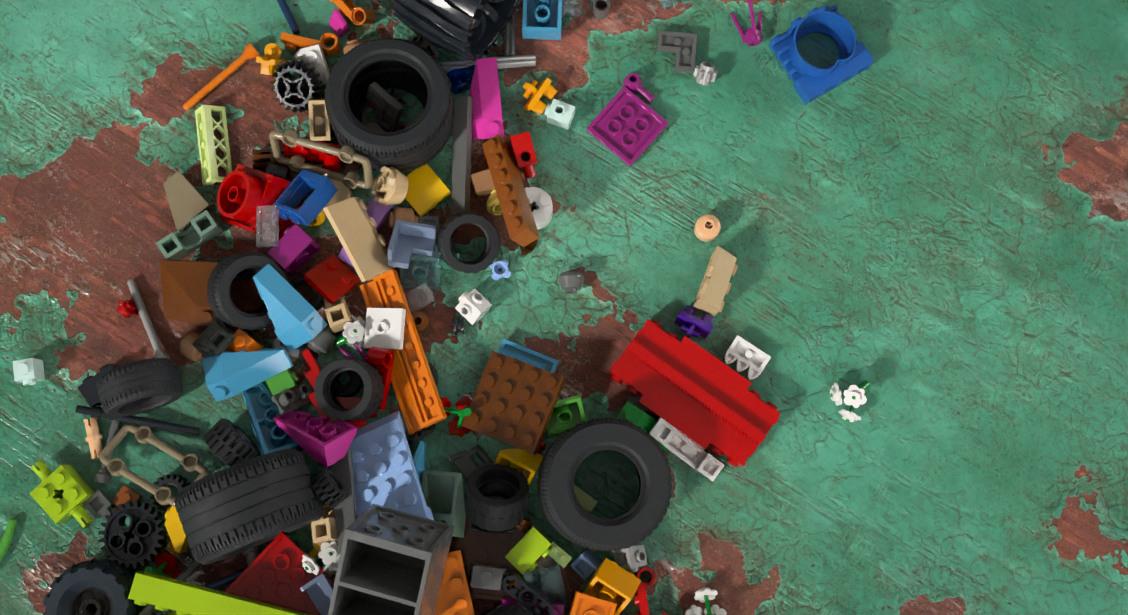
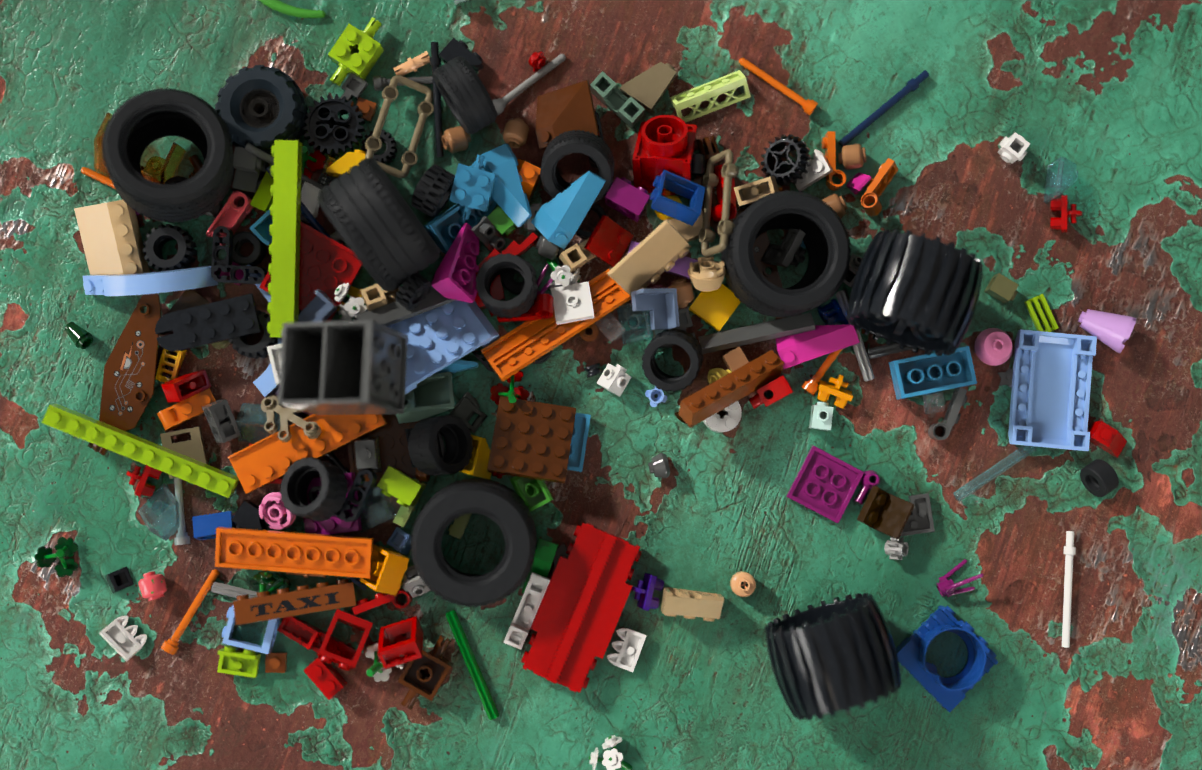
camera: 70 degrees right, 5 degrees up
(184, 410) = (455, 139): none -> medium nougat head
(203, 576) = (309, 198): none -> white slope
(214, 338) = (525, 150): pearl dark grey piece -> none
(238, 402) = (472, 187): none -> dark azure plate
(267, 226) = (640, 170): clear plate -> none
(271, 59) = (805, 129): light orange hips -> none
(311, 22) = (852, 156): none -> medium nougat head
(527, 116) = (812, 384): none -> orange piece
(668, 74) = (885, 512): none -> dark brown bracket
(698, 577) = (410, 648): none -> red window
(728, 519) = (472, 665): none -> green axle
(739, 568) = (426, 685): none -> reddish brown brick
(799, 152) = (833, 656): none -> black wheel

